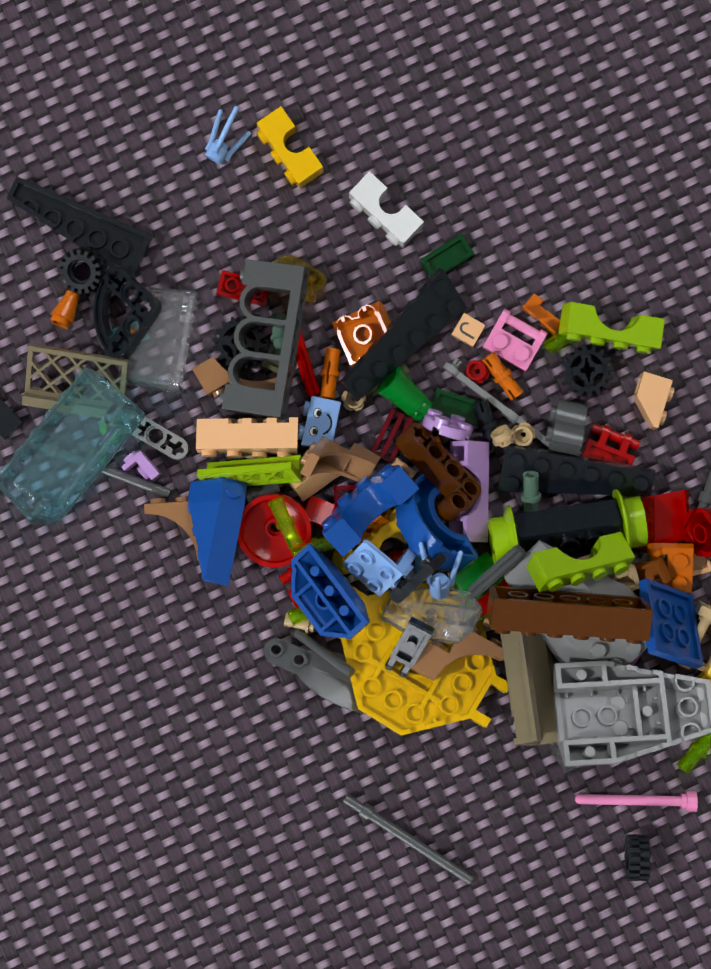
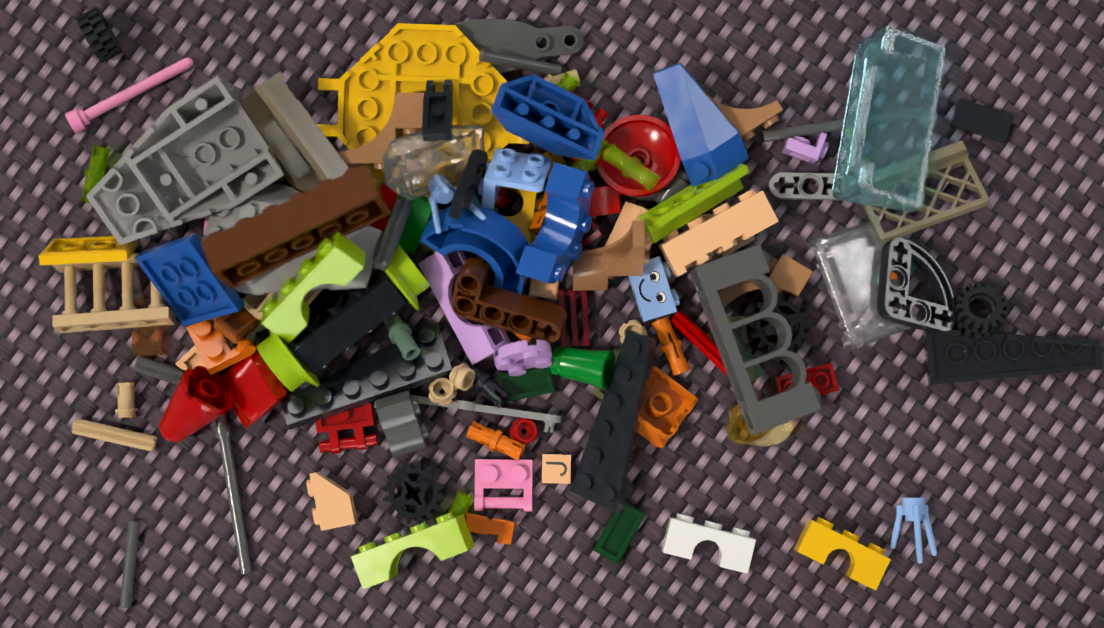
camera: 150 degrees right, 0 degrees up
(65, 310) = (973, 260): orange cone -> none

